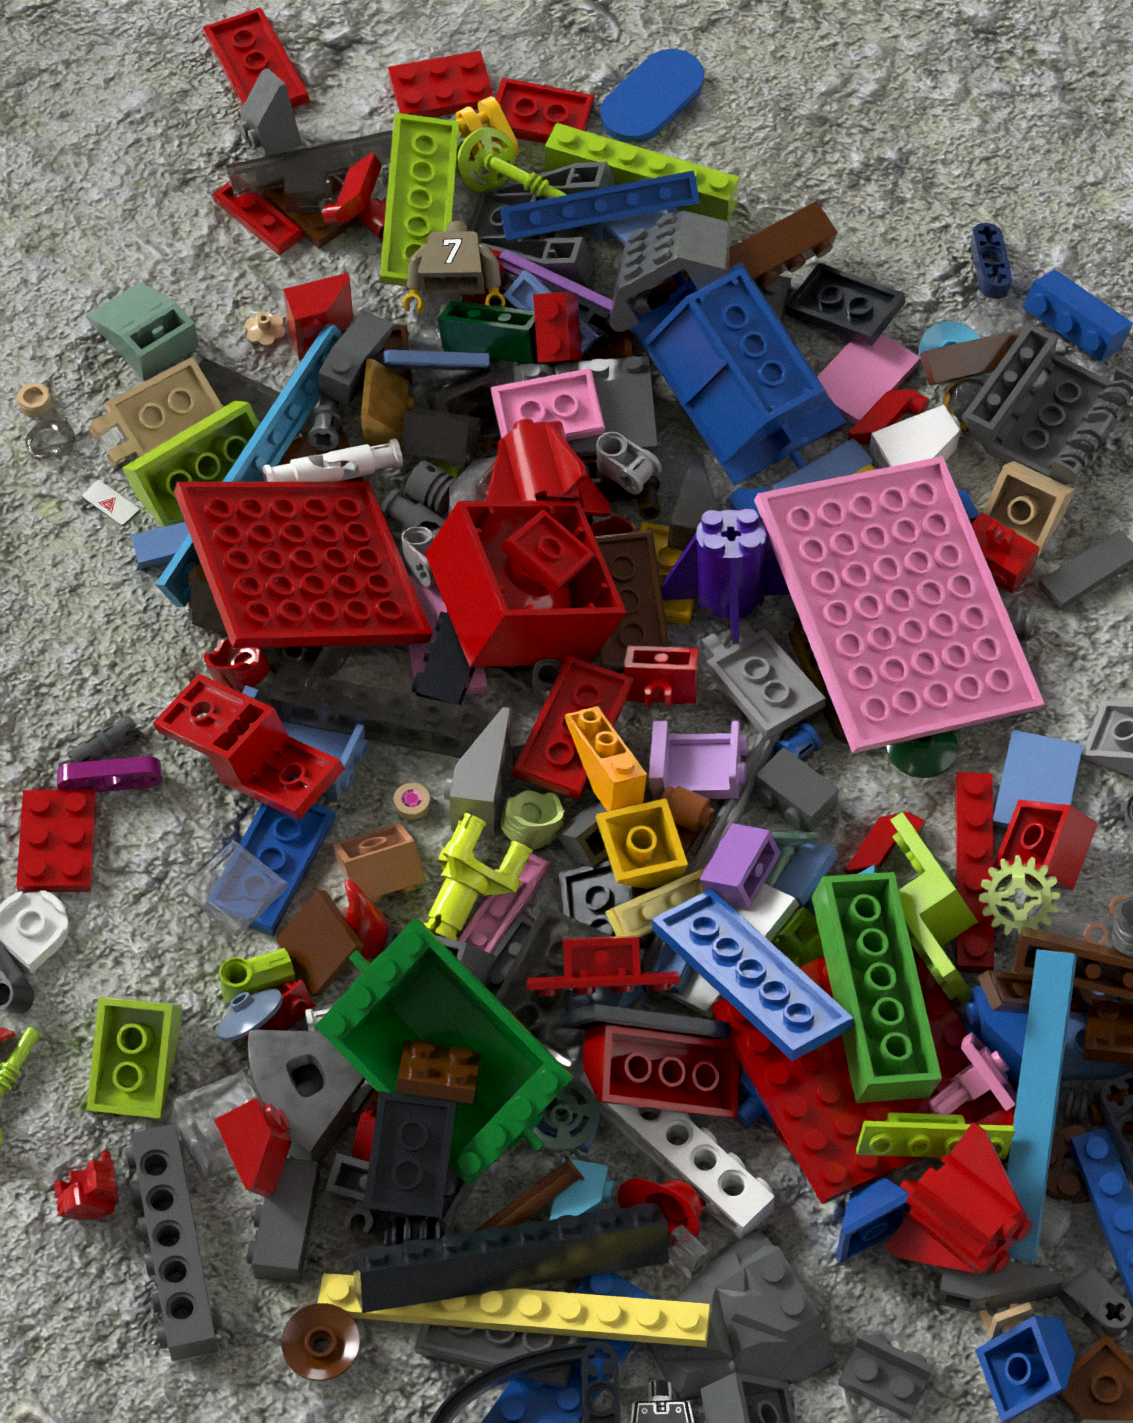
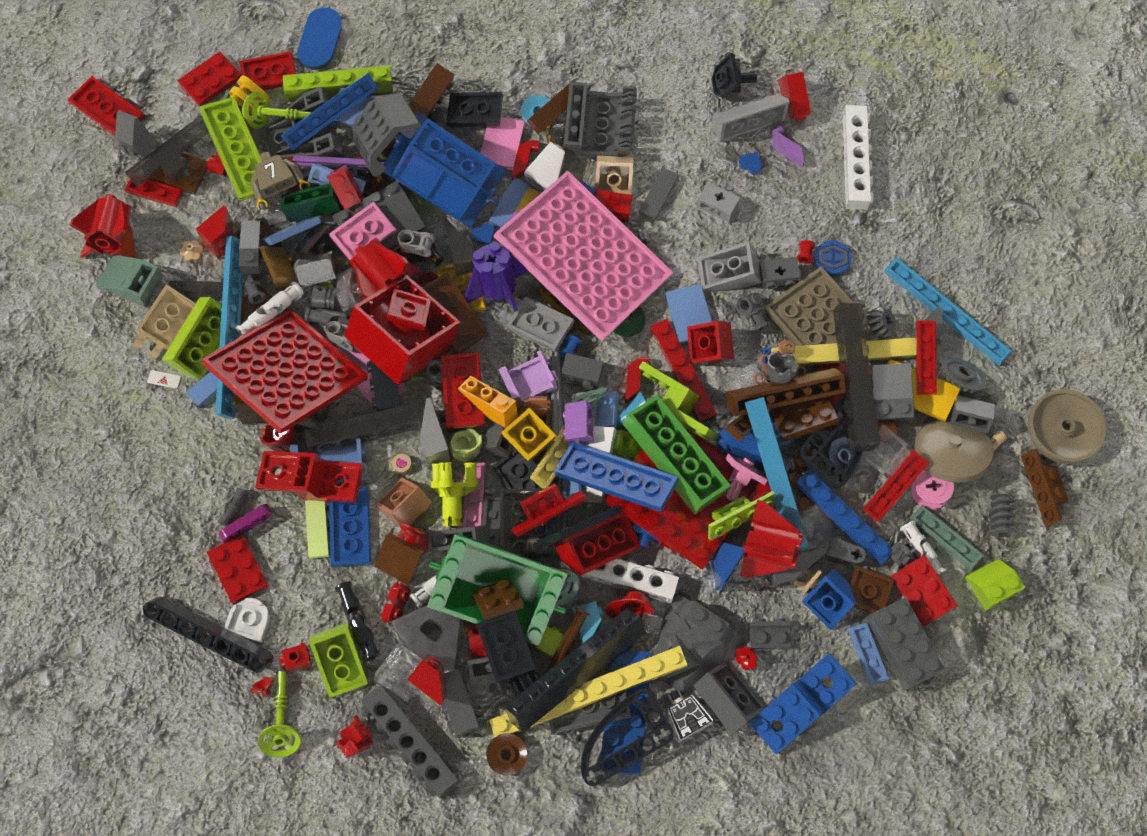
camera: 30 degrees left, 10 degrees up
(34, 400) = (93, 343): tan tile -> none
(55, 450) = (120, 365): clear smoke piece -> none
(71, 1030) = (302, 661): none -> red brick
(149, 232) = (106, 227): none -> red brick
(195, 1033) = (362, 634): none -> black piece
(220, 827) = (316, 529): none -> yellowish green tile
(235, 888) = (341, 551): clear tile -> none
(249, 1013) = (384, 611): sand blue dish -> none
(257, 972) = (376, 587): lime piece -> none
(355, 191) = (200, 157): red piece -> none
(492, 1194) = (549, 642): none -> lime brick
(662, 674) = (489, 342): red brick -> none
(822, 1392) = (746, 658): none -> red plant
(987, 270) = (530, 47): dark blue beam -> none
(1037, 895) = (707, 378): yellowish green gear -> none
(1077, 315) = (588, 66): blue brick -> none

